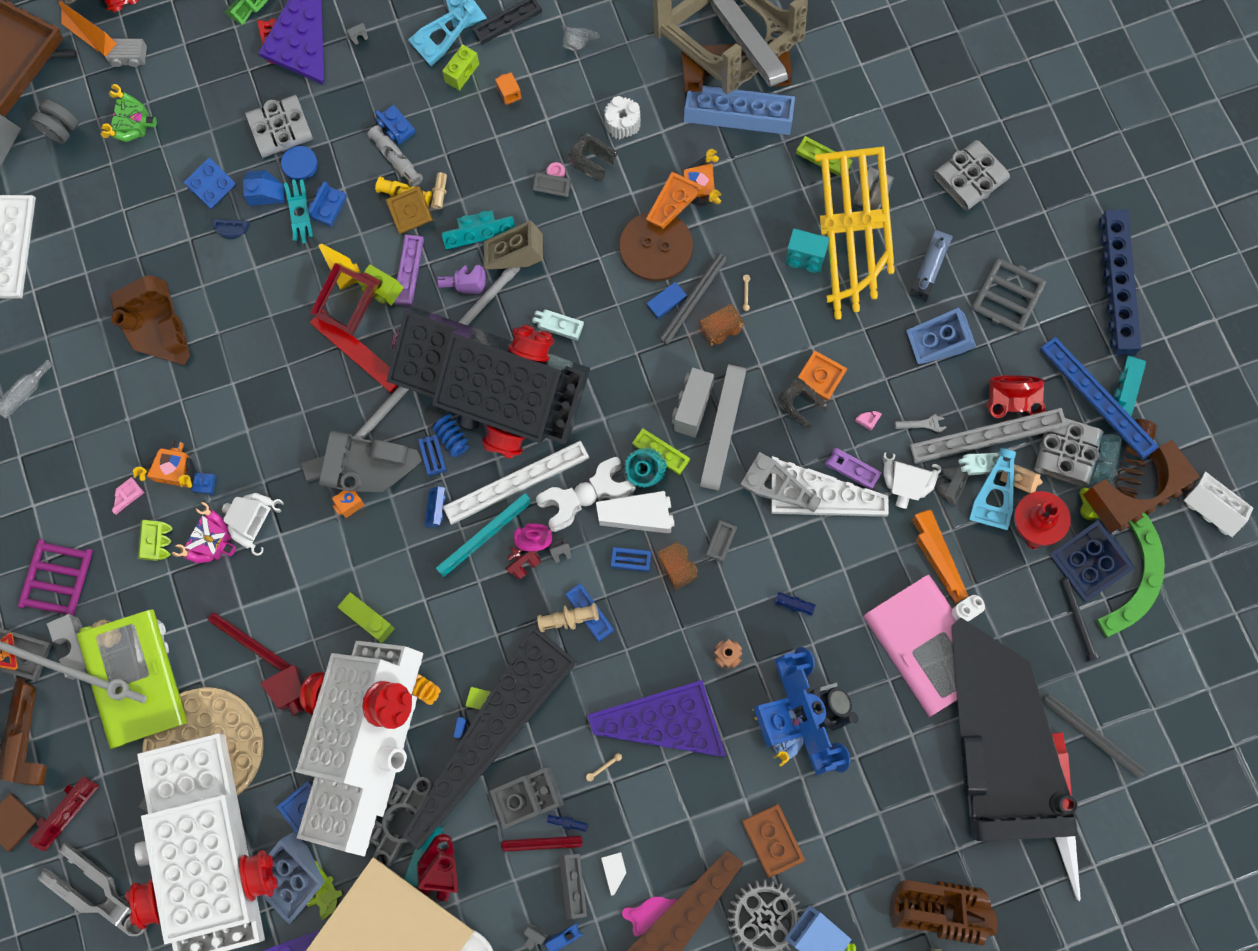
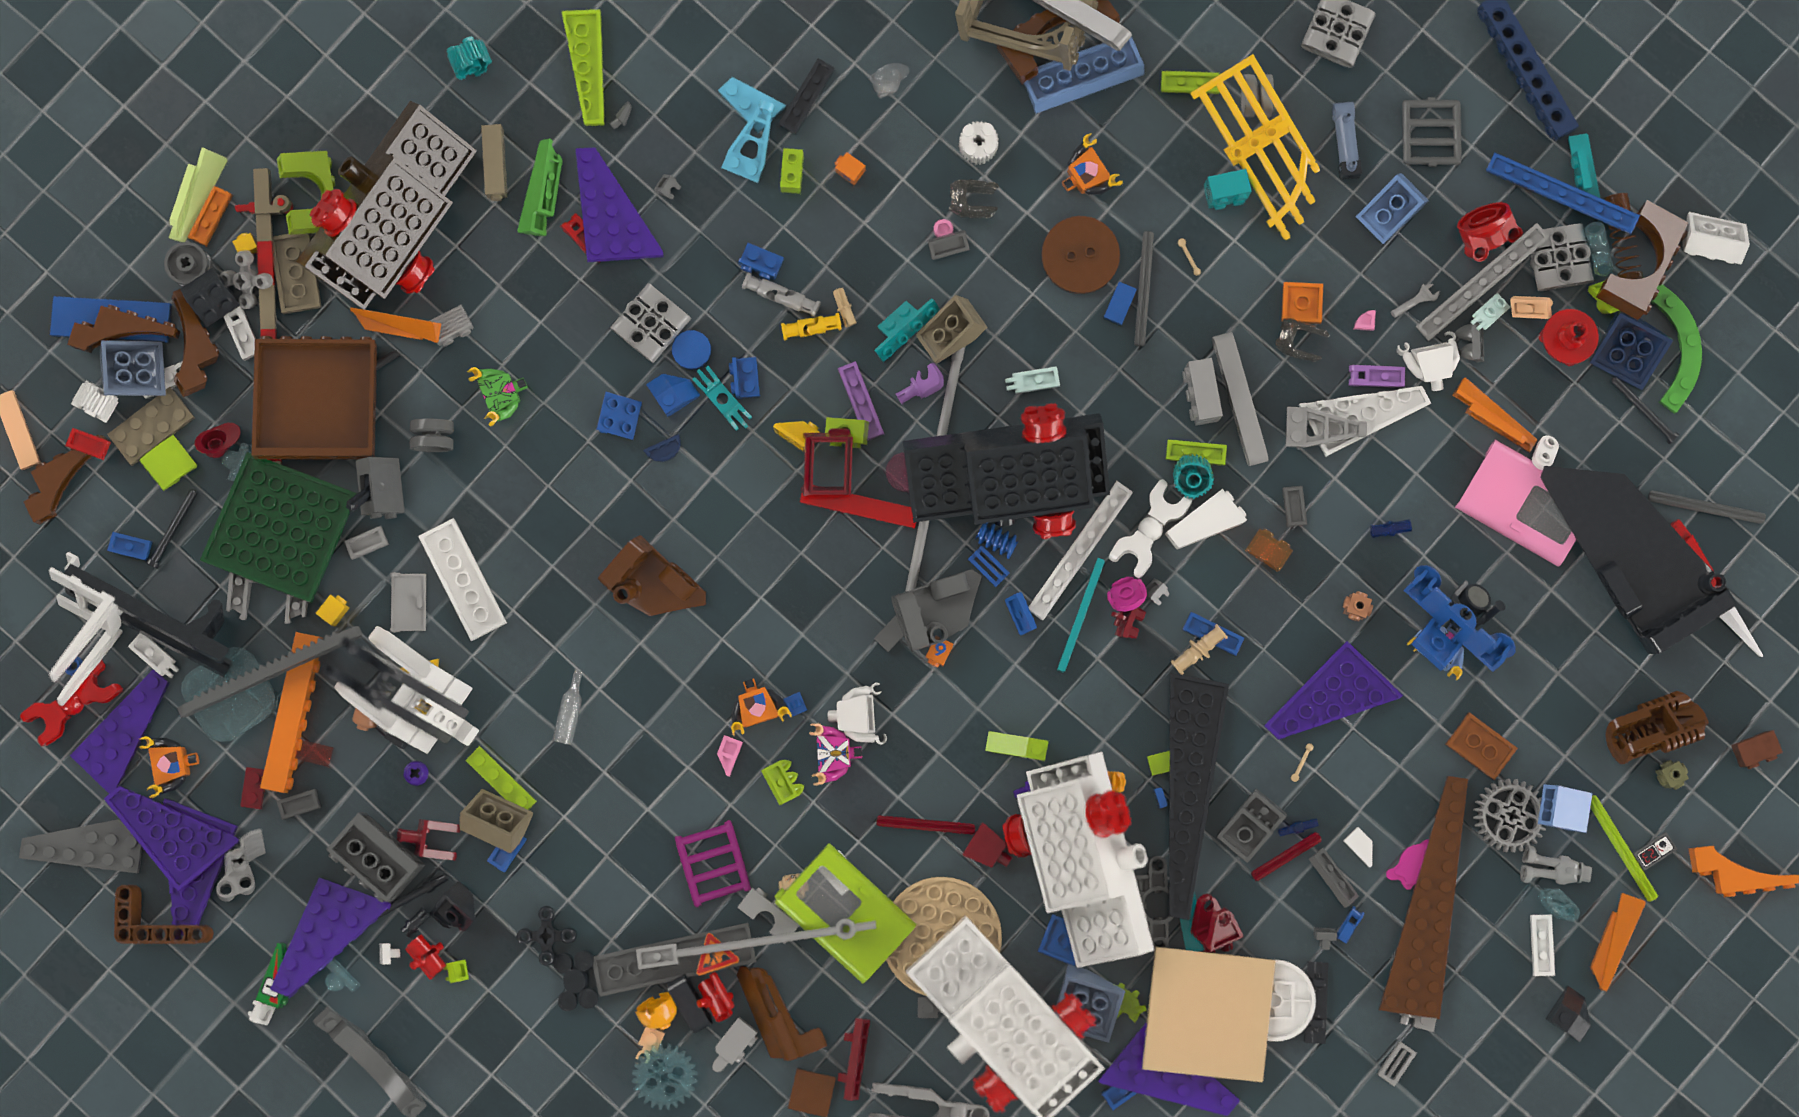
camera: 30 degrees left, 10 degrees up
(409, 210) = (829, 342): pearl gold tile -> none
(627, 559) = (1208, 572): blue tile -> none
(673, 198) = (1075, 201): orange wing -> none
(721, 324) = (1185, 301): clear orange brick -> none
(992, 515) = (1522, 354): medium azure plate -> none

